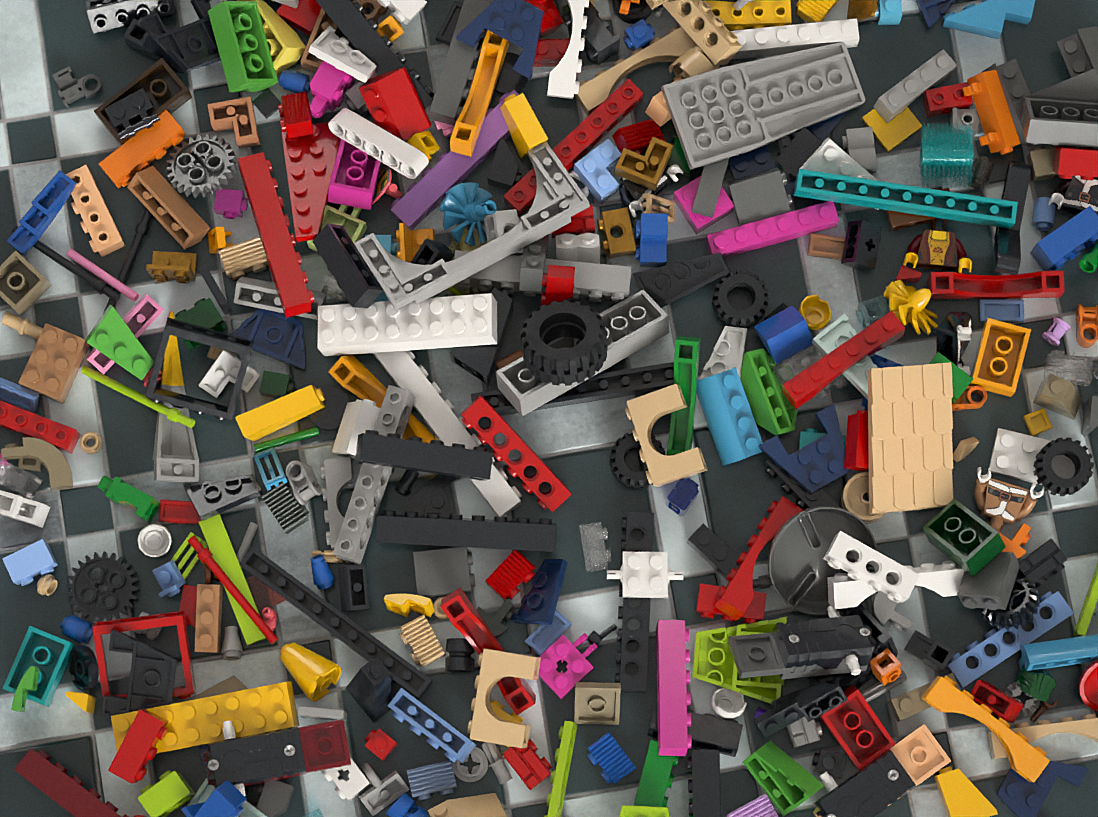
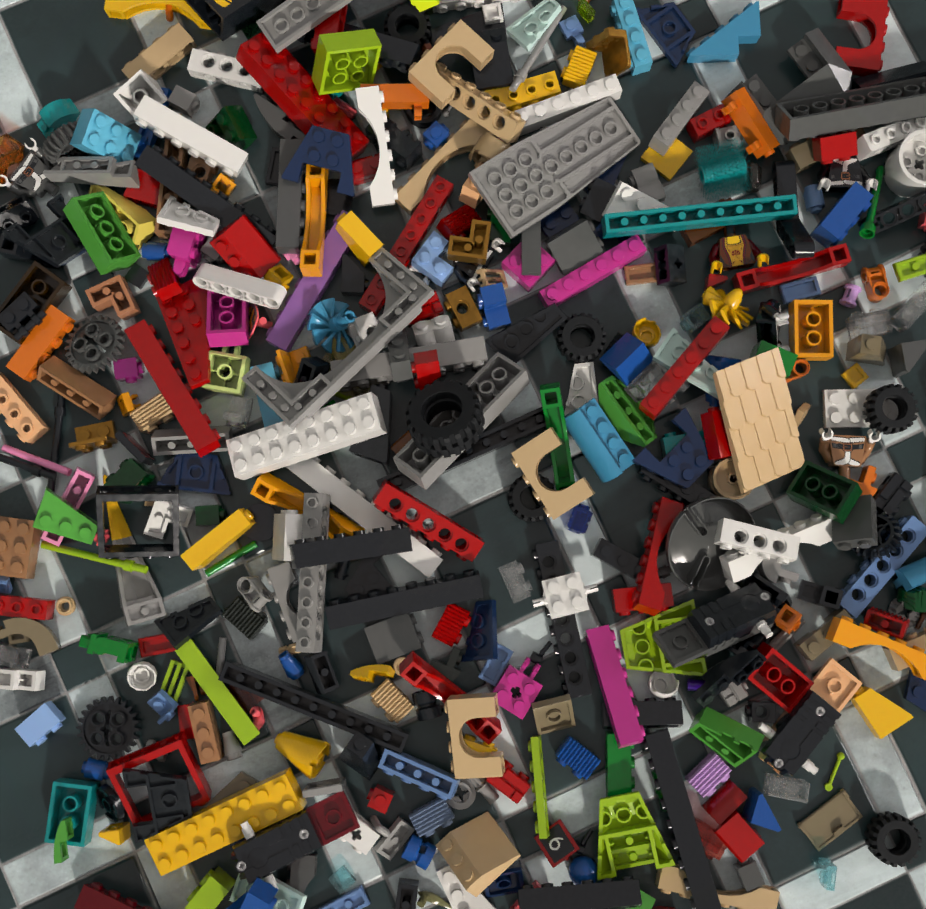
camera: 15 degrees left, 5 degrees up
(47, 585) = (60, 738): tan plate -> none
(138, 746) = (173, 863): red brick -> none
(205, 555) = (188, 679): red bar -> none
(275, 480) = (230, 598): dark azure tile -> none
(347, 266) = (240, 400): black brick -> none

